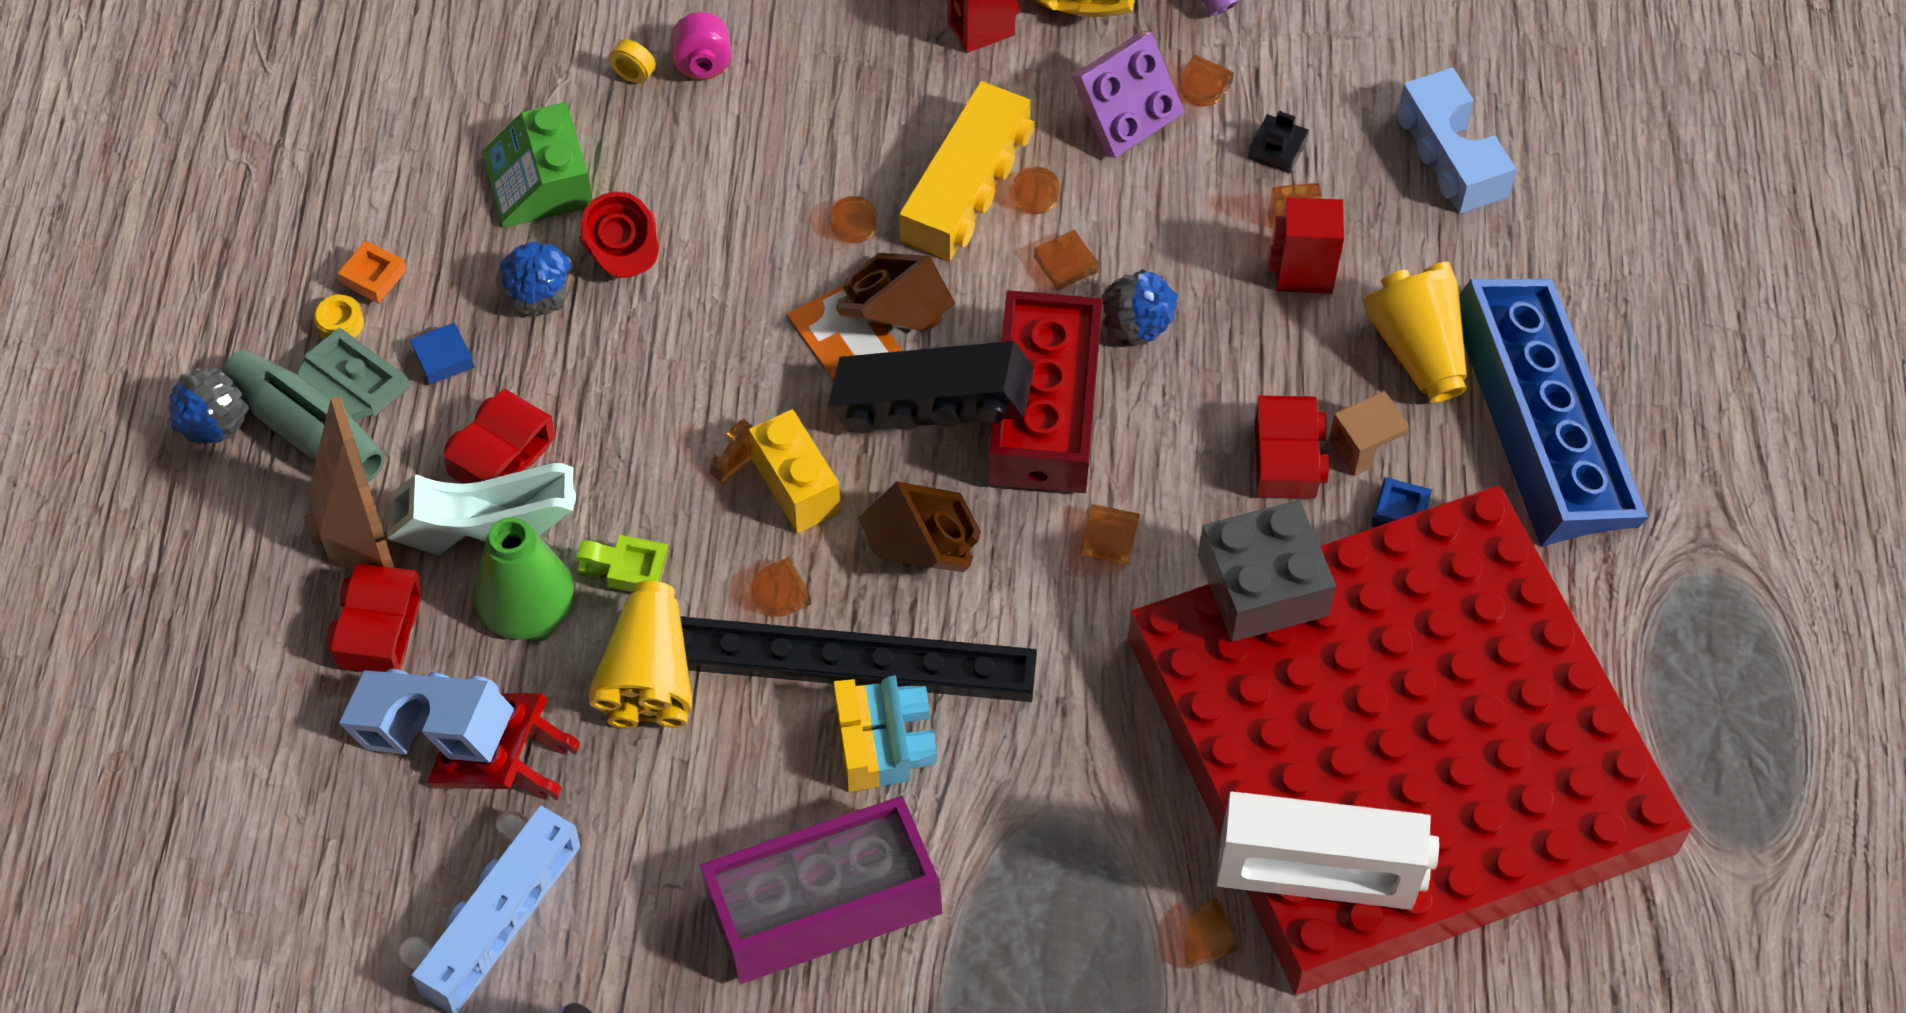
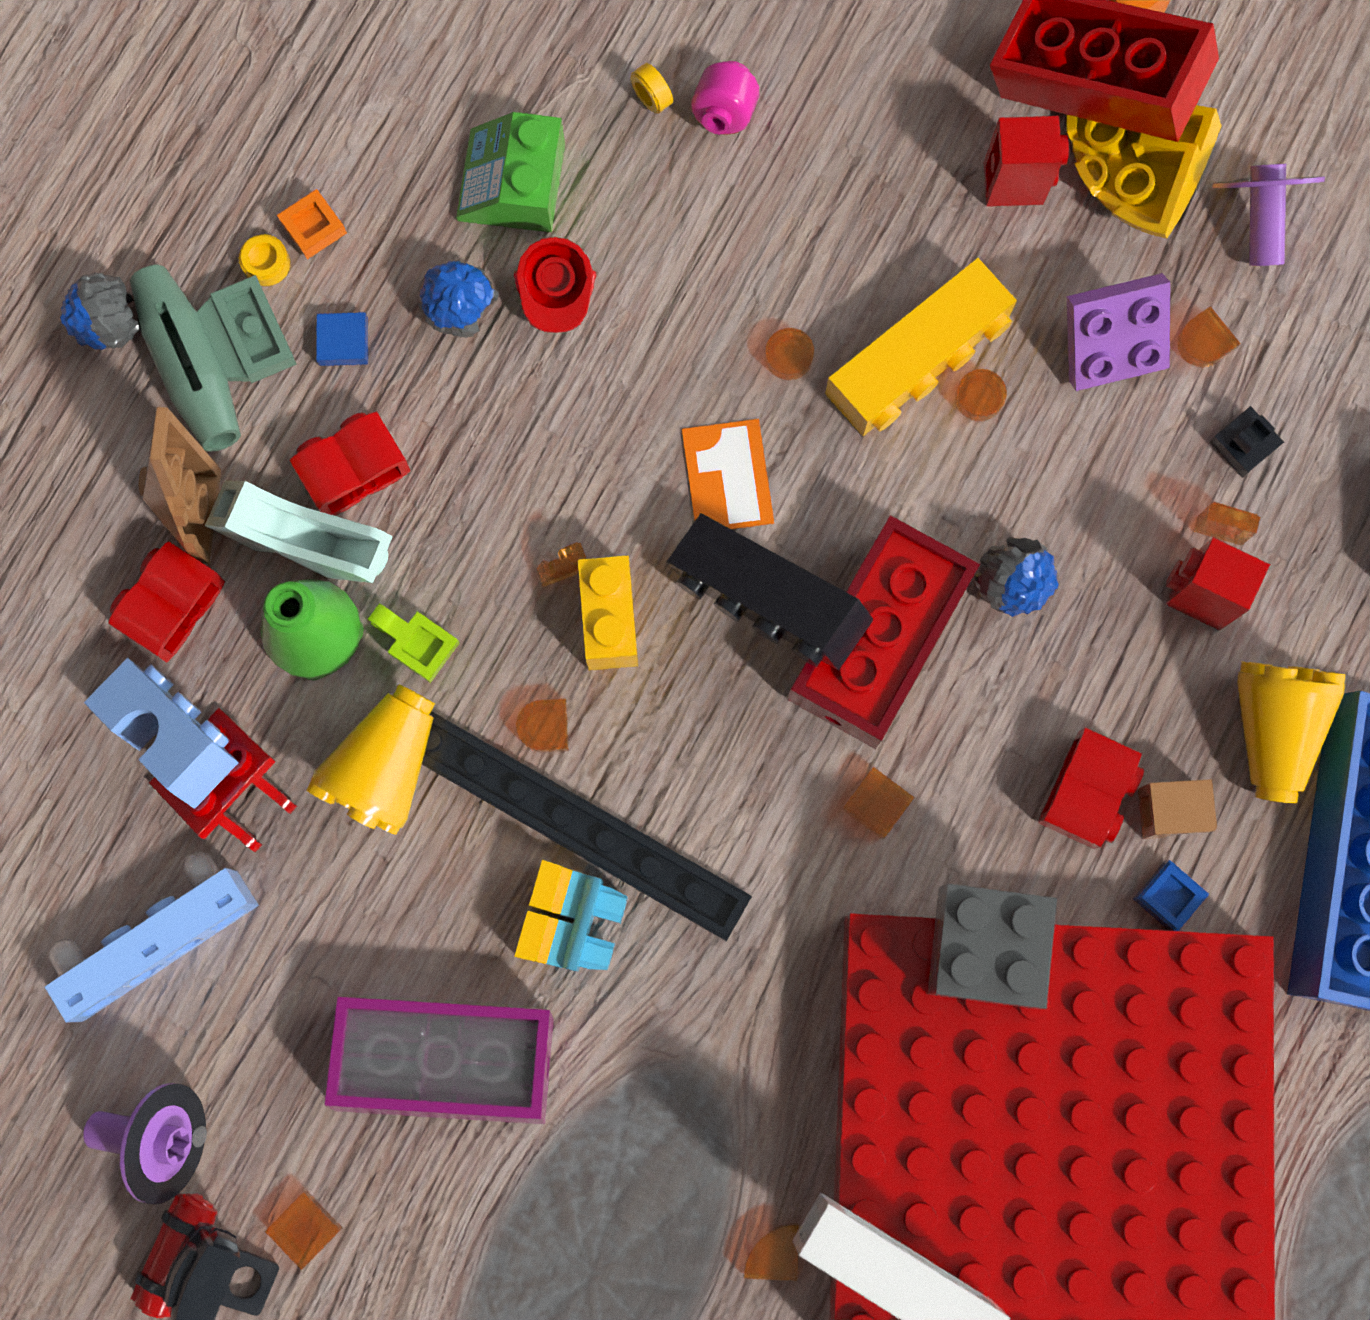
camera: 25 degrees right, 20 degrees up
(896, 292) = (784, 460): reddish brown slope -> none
(921, 527) = (700, 733): reddish brown slope -> none
(1066, 260) = (974, 485): clear orange tile -> none

